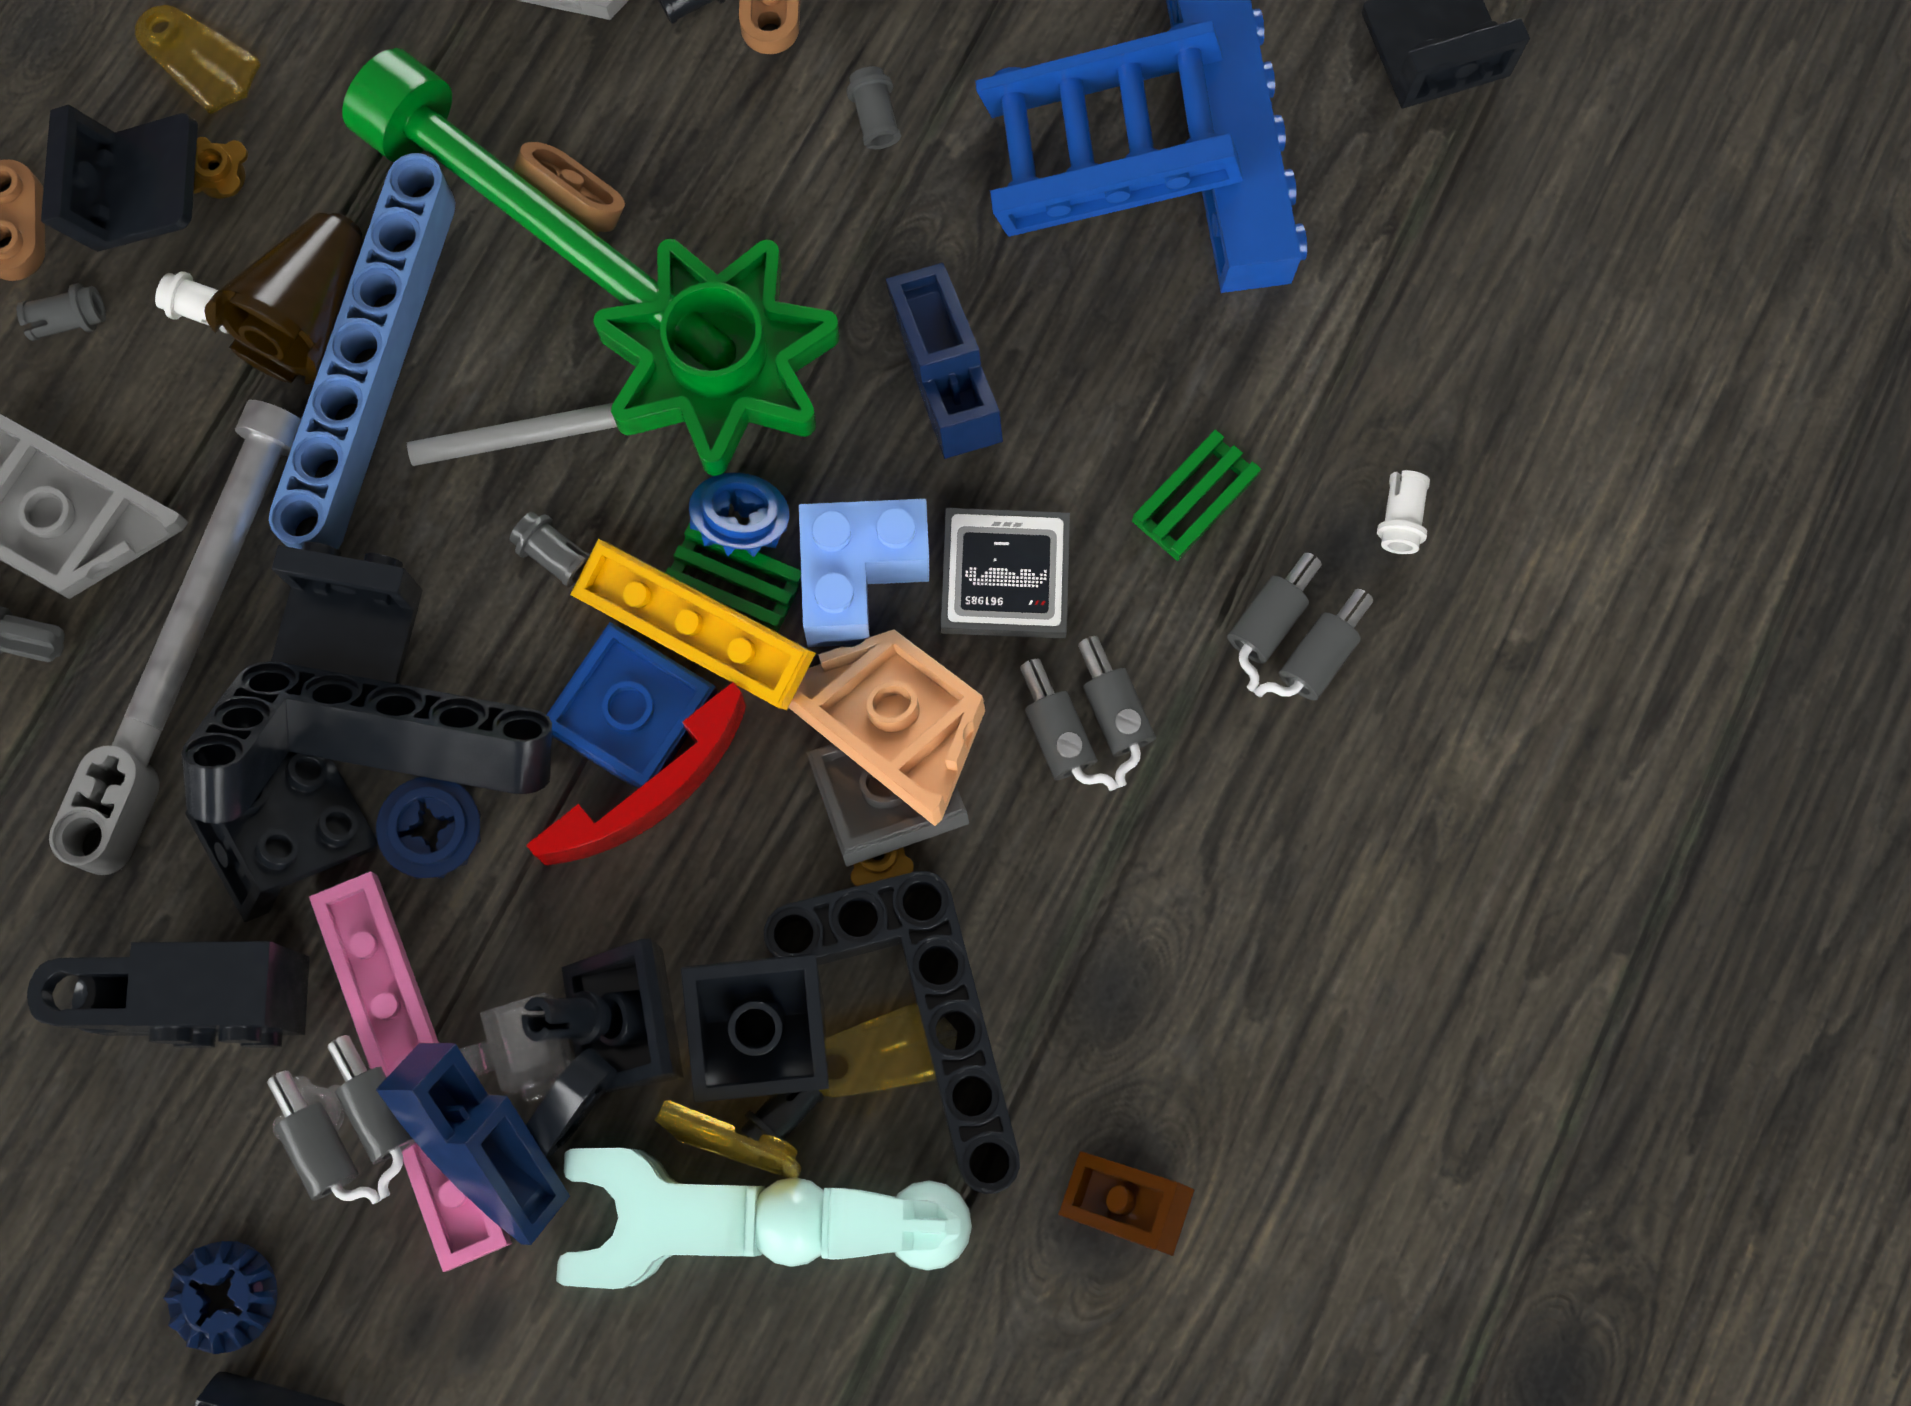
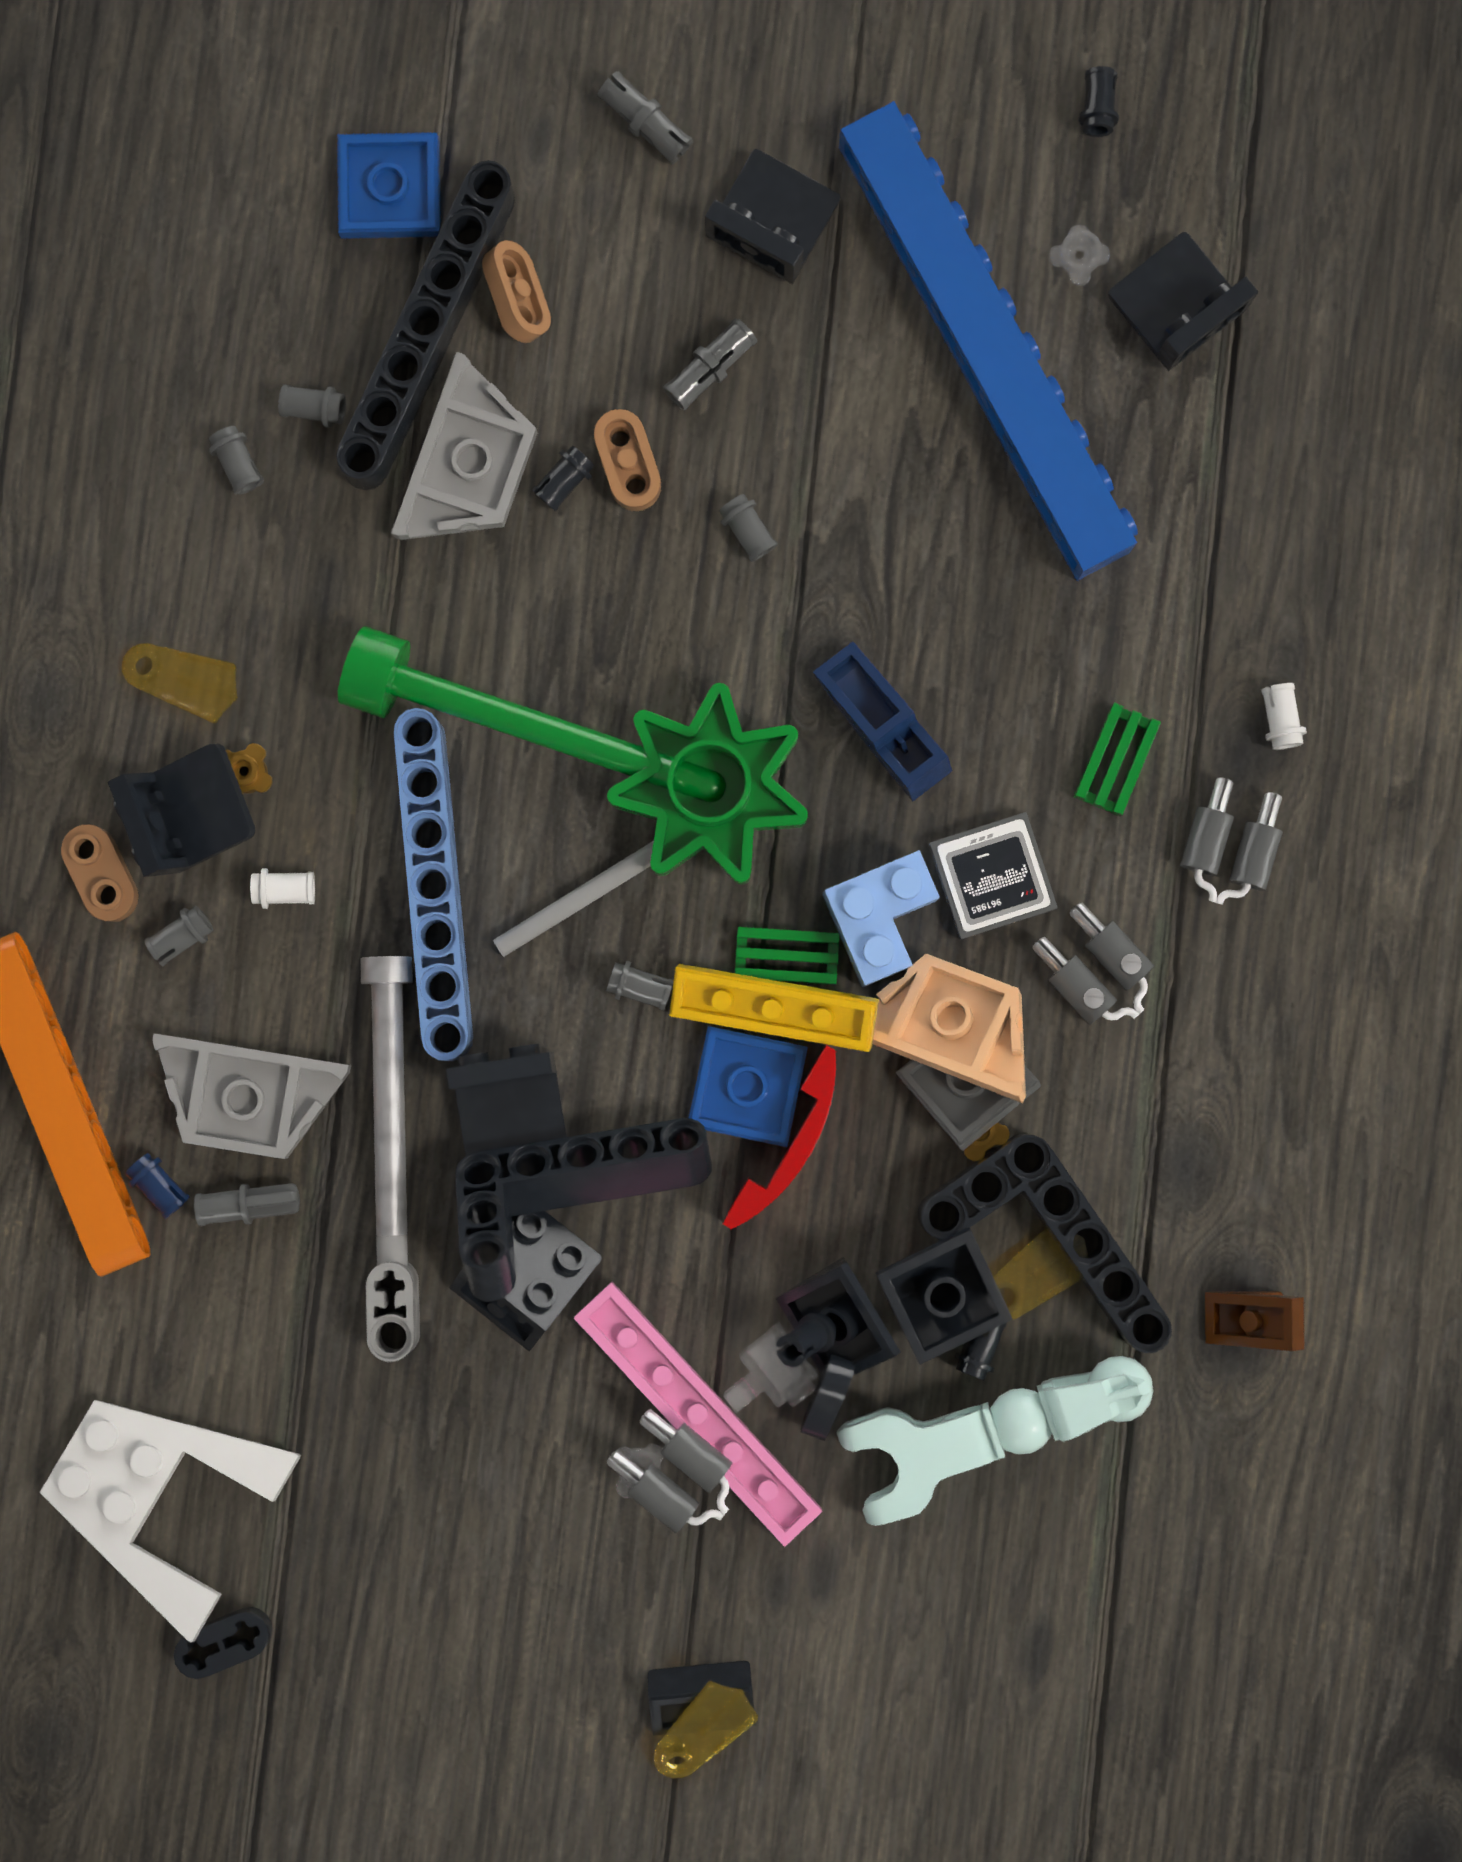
camera: 15 degrees left, 10 degrees up
(182, 993) = (517, 1426): black brick -> none
(252, 1290) = (650, 1607): dark blue gear -> none
(290, 298) = (362, 860): dark brown cone -> none
(404, 812) = (634, 1257): dark blue gear -> none
(474, 1139) = (773, 1448): dark blue slope -> none
(570, 186) = (534, 686): medium nougat plate -> none
(720, 1138) = (986, 1381): clear yellow piece -> none
(752, 498) = (774, 887): blue gear -> none
(1146, 172) = (990, 515): blue fence -> none

